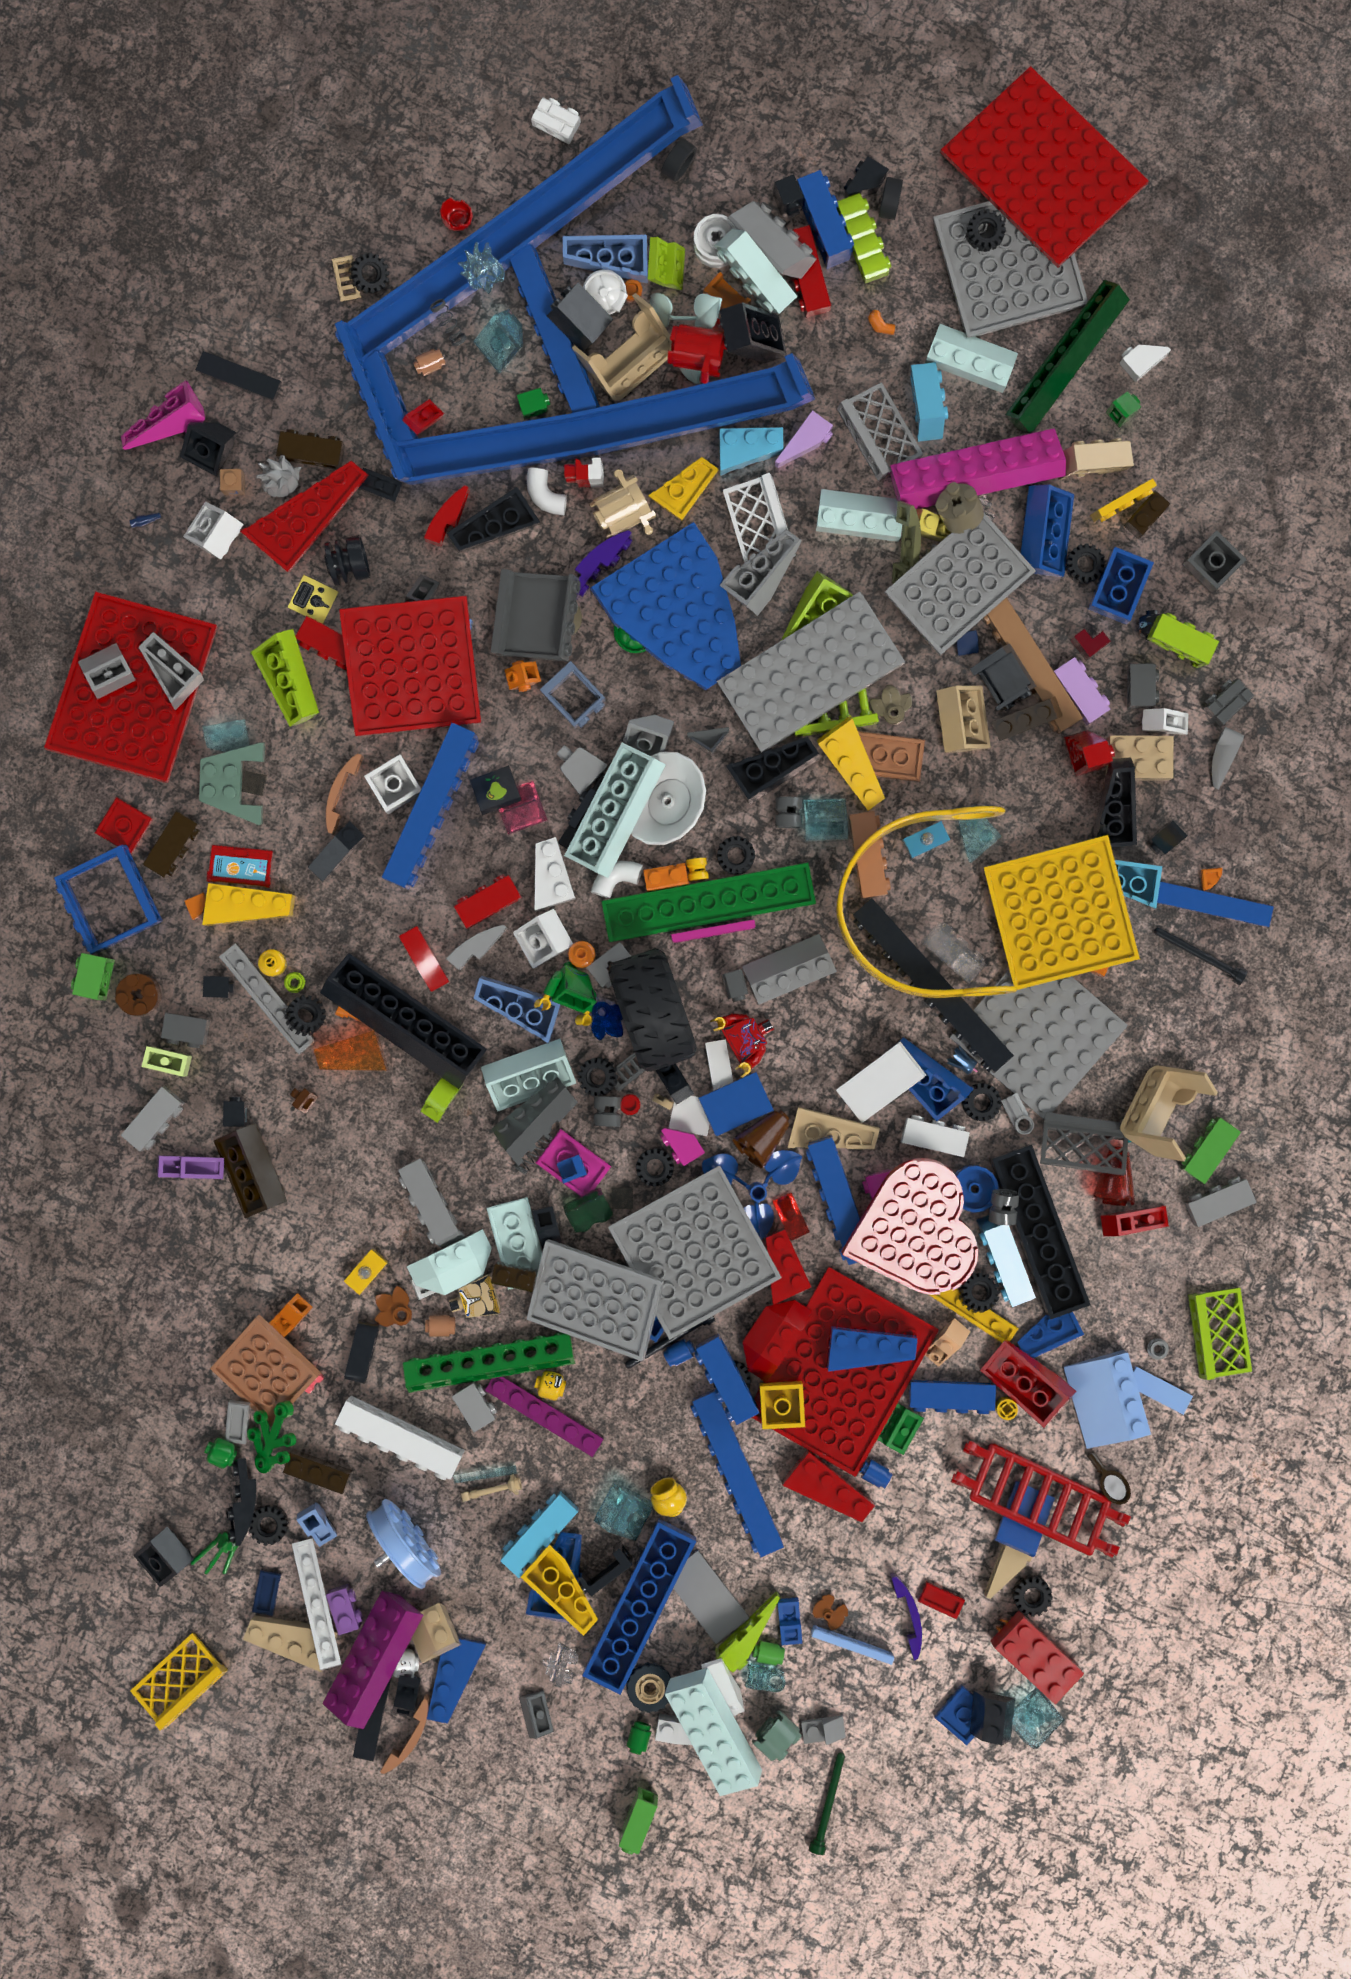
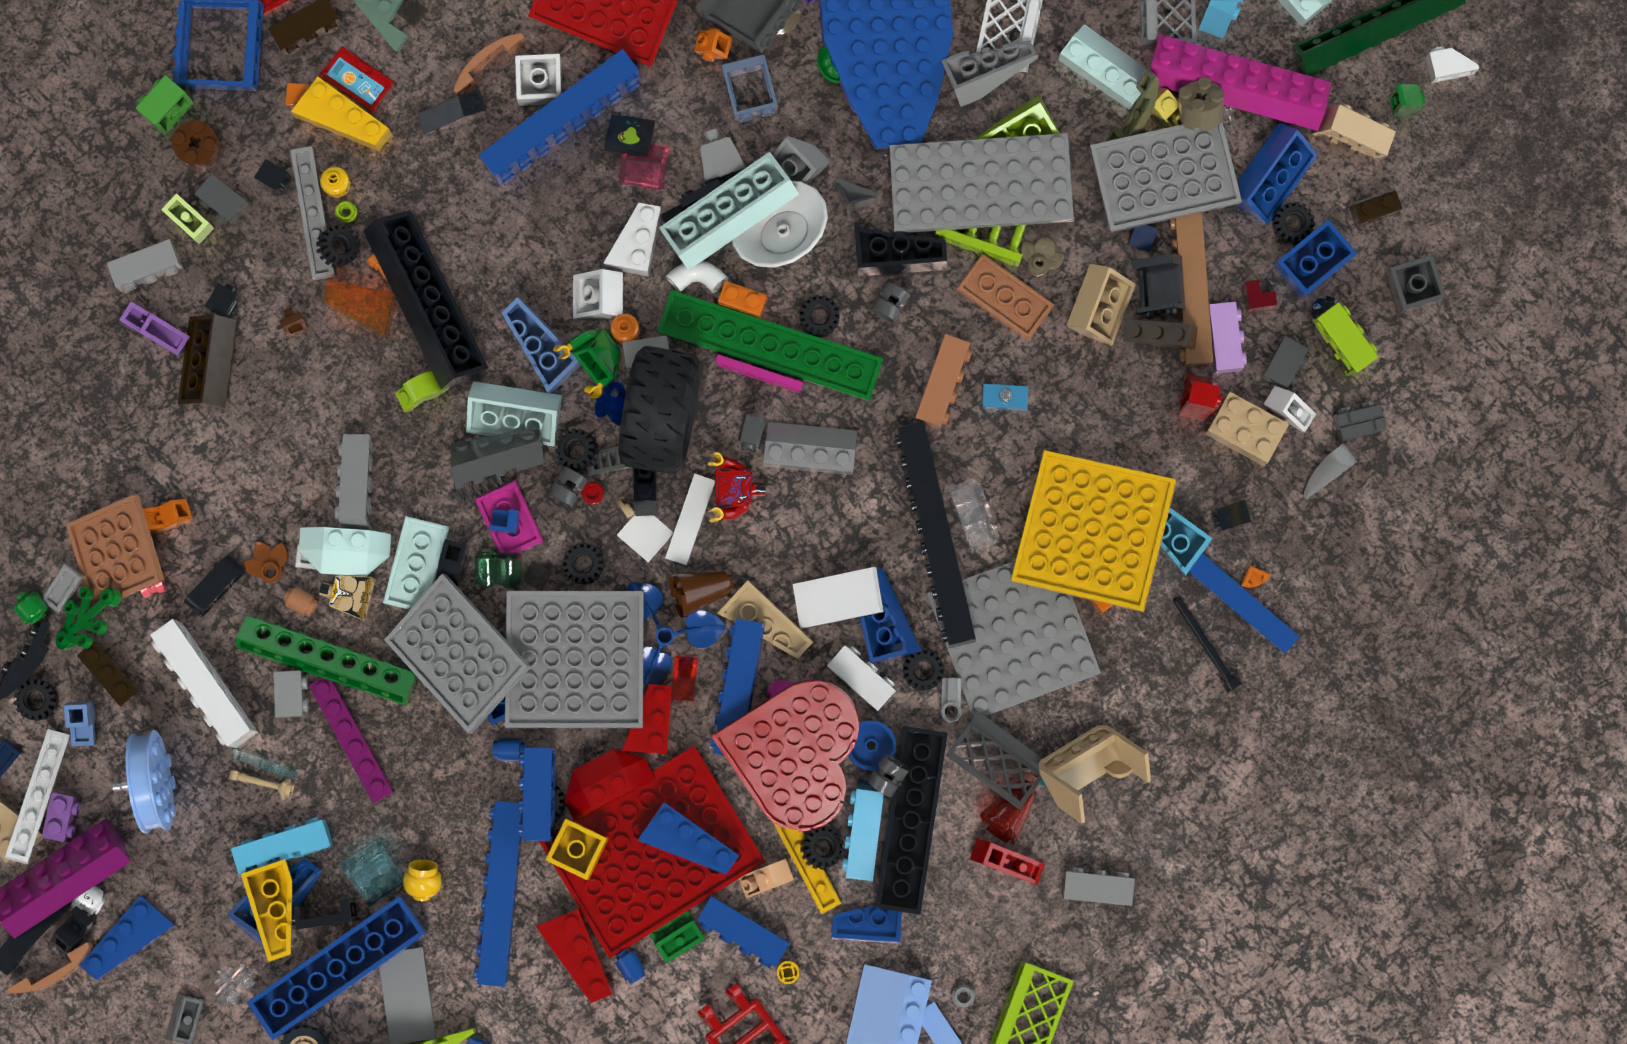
camera: 30 degrees right, 5 degrees down
(366, 1271) = (260, 513): yellow piece -> none
(424, 958) = (477, 254): red slope -> none
(435, 1633) = (132, 886): tan slope -> none
(476, 945) = (532, 268): light grey slope -> none
(487, 901) = (565, 233): red brick -> none
(514, 1276) = (394, 591): dark brown brick -> none
(550, 1385) = (371, 713): yellow head -> none
(666, 1342) = (553, 733): black piece -> none
(684, 1144) = (622, 557): dark pink slope -> none
(697, 864) = (776, 309): yellow wheel -> none
(736, 1104) = (691, 545): blue tile -> none
(825, 820) = (920, 328): clear light blue slope -> none
(850, 758) = (974, 285): yellow wedge -> none
(964, 1061) = (927, 622): flat silver piece -> none
(977, 812) = (944, 367): yellow piece -> none
(977, 836) = (1056, 416): clear light blue wing -> none
(1028, 1383) = (822, 959): red slope -> none
(1118, 805) = (1200, 460): black wedge -> none
(1124, 501) = (1359, 183): yellow plate -> none
(1210, 1149) = (1115, 832): bright green brick -> none

